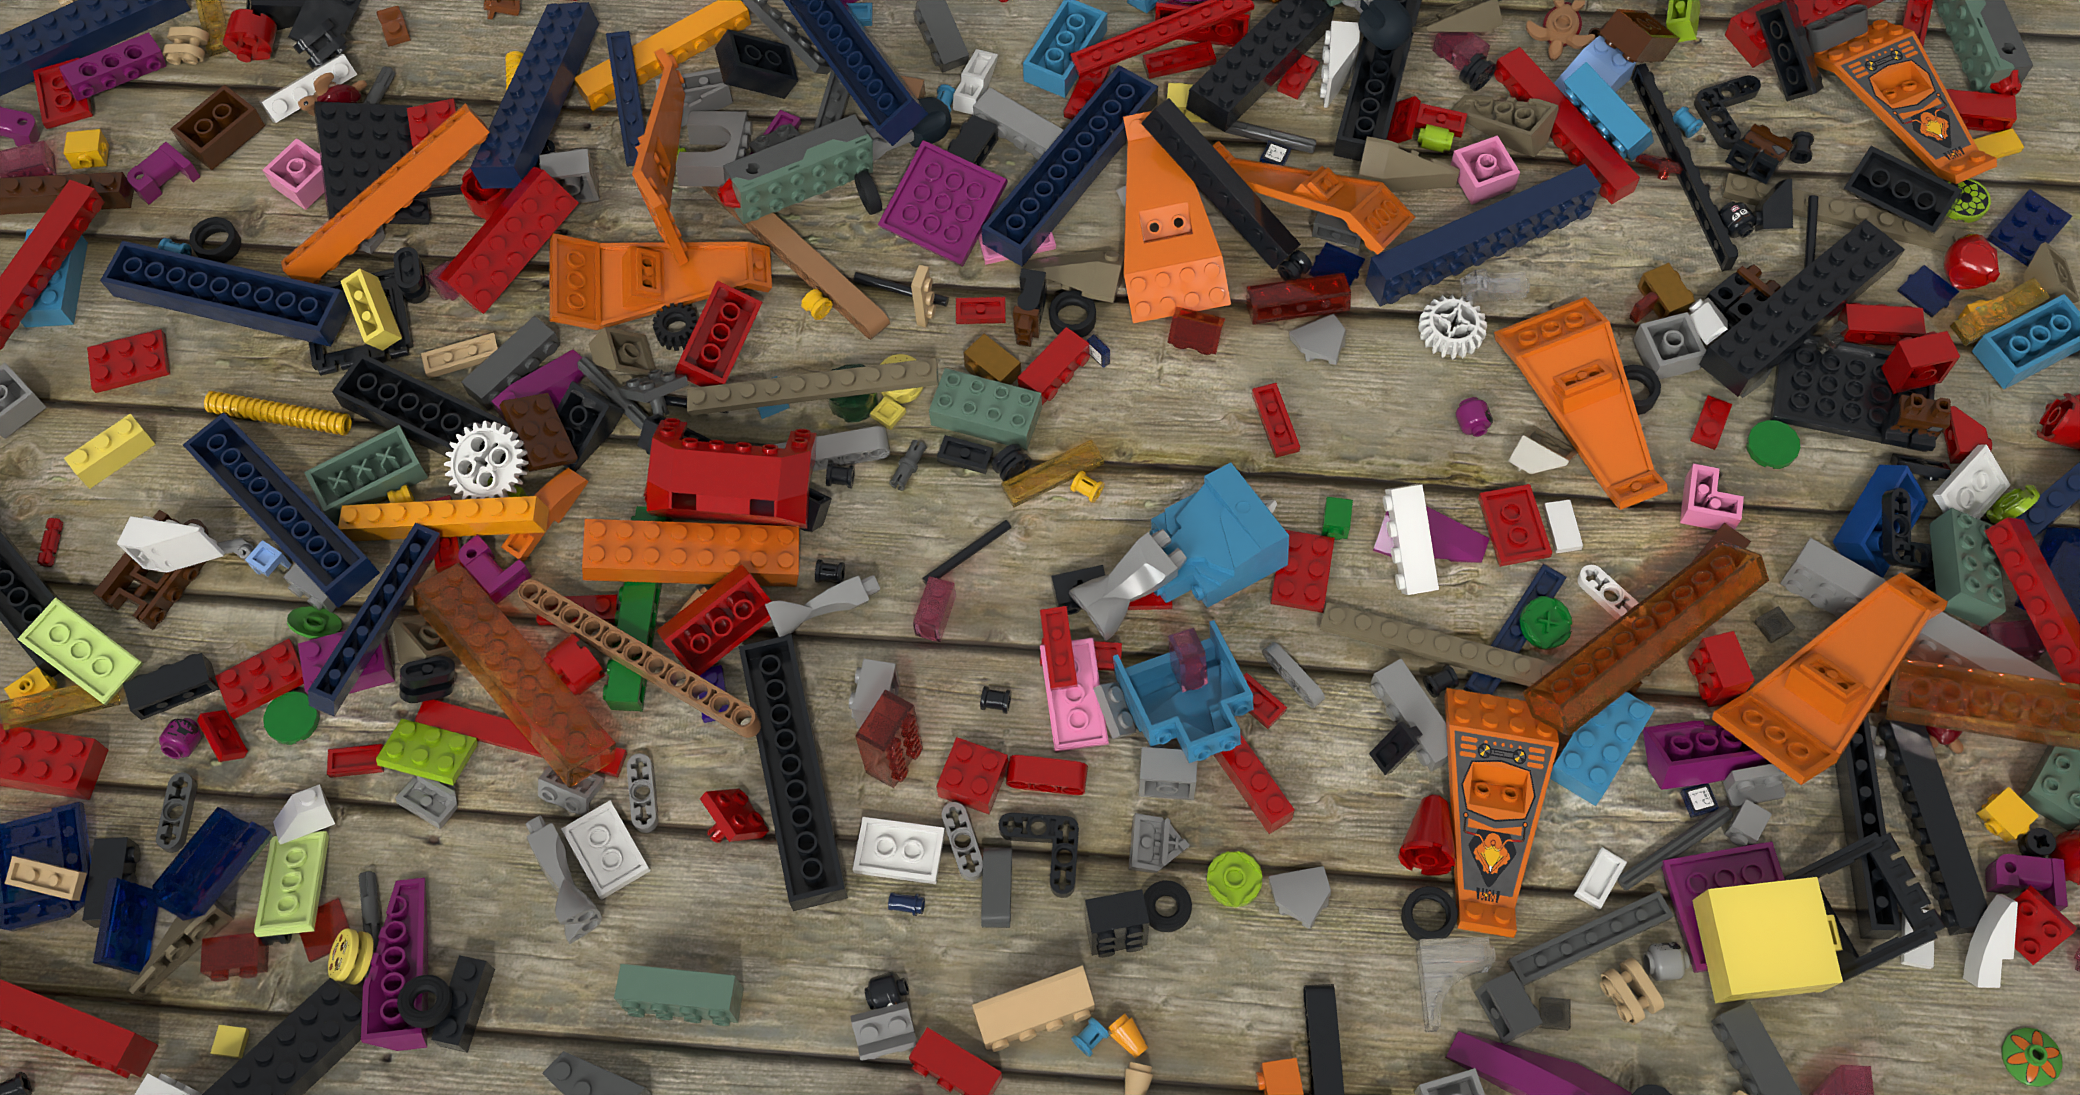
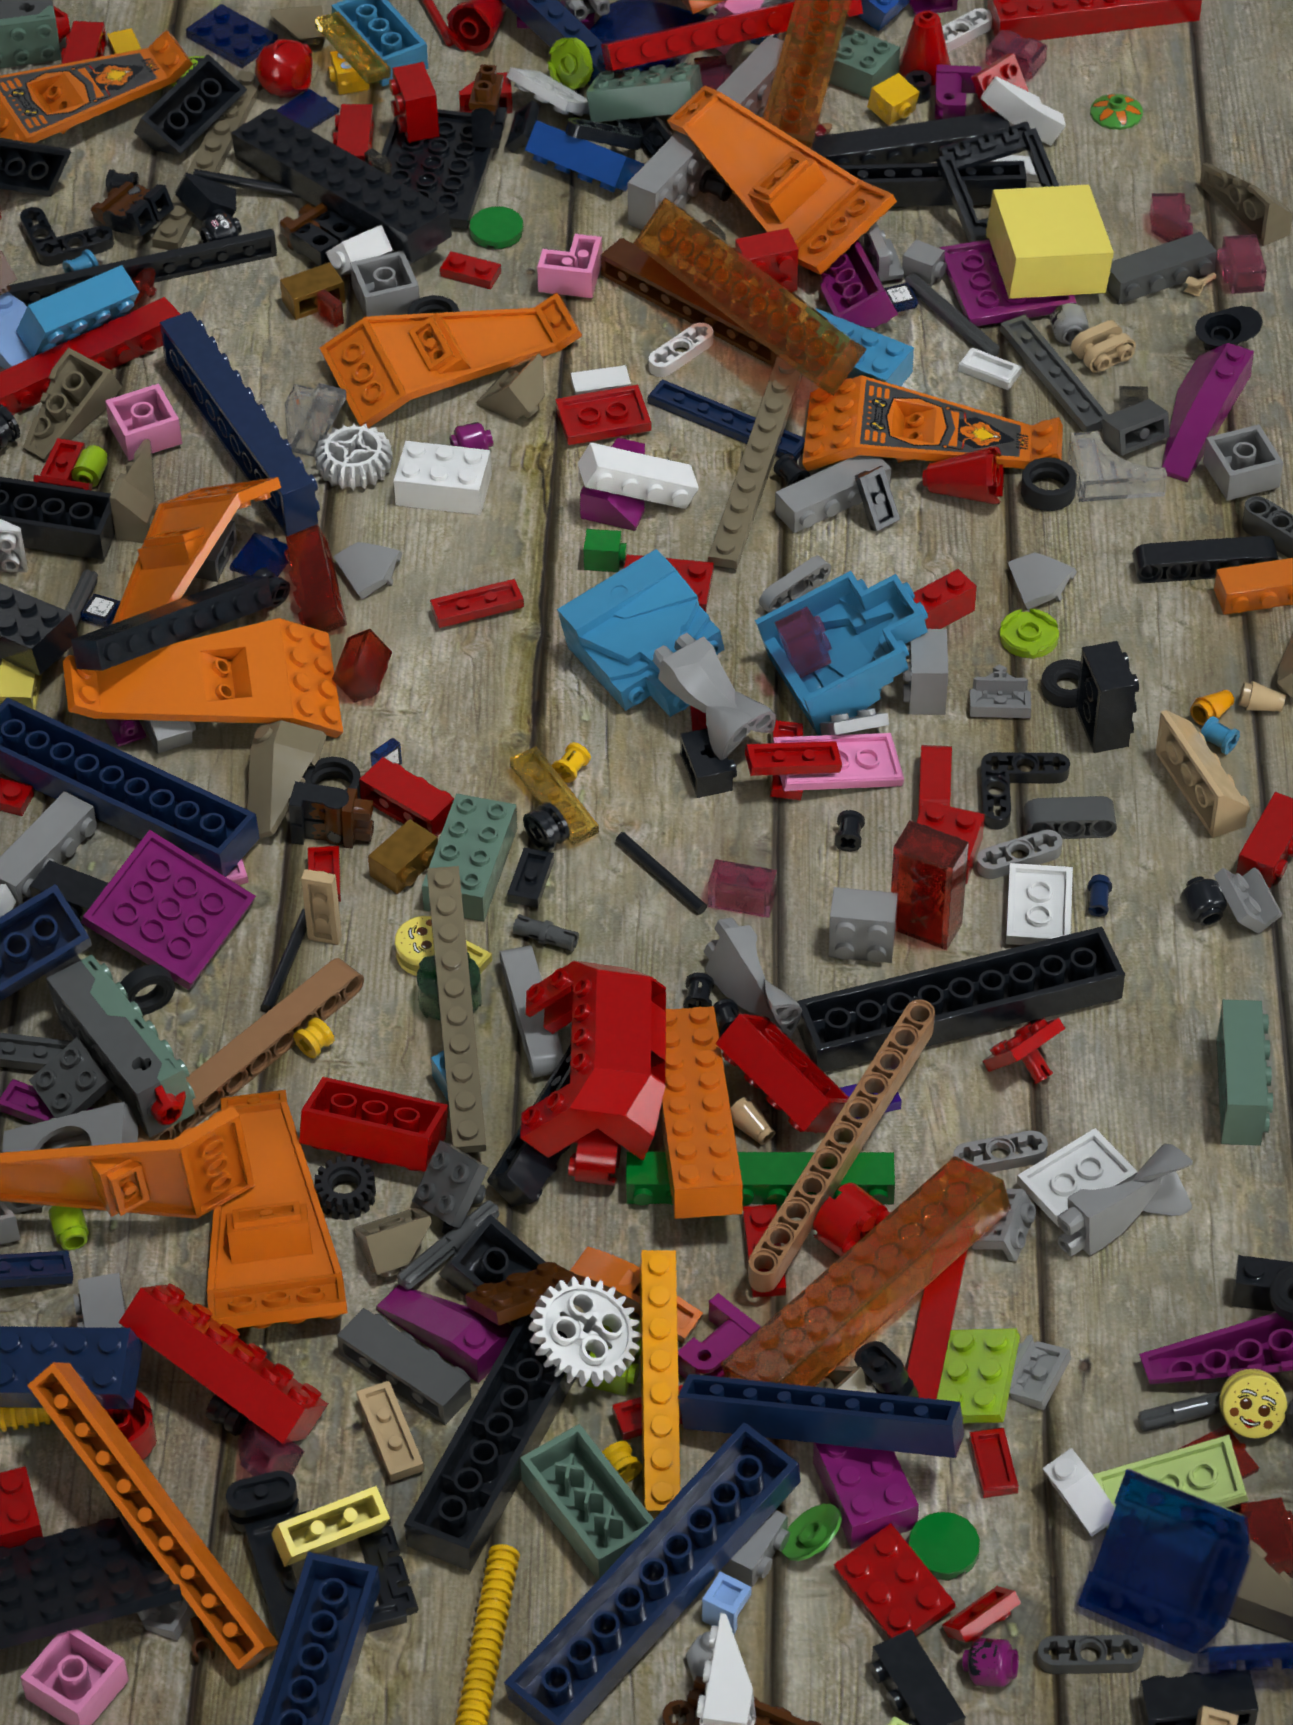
camera: 95 degrees left, 15 degrees down
(798, 591) = (726, 1012): none -> black bush
(1425, 393) = (442, 477): none -> white brick
(1546, 623) = (718, 394): green tile -> none

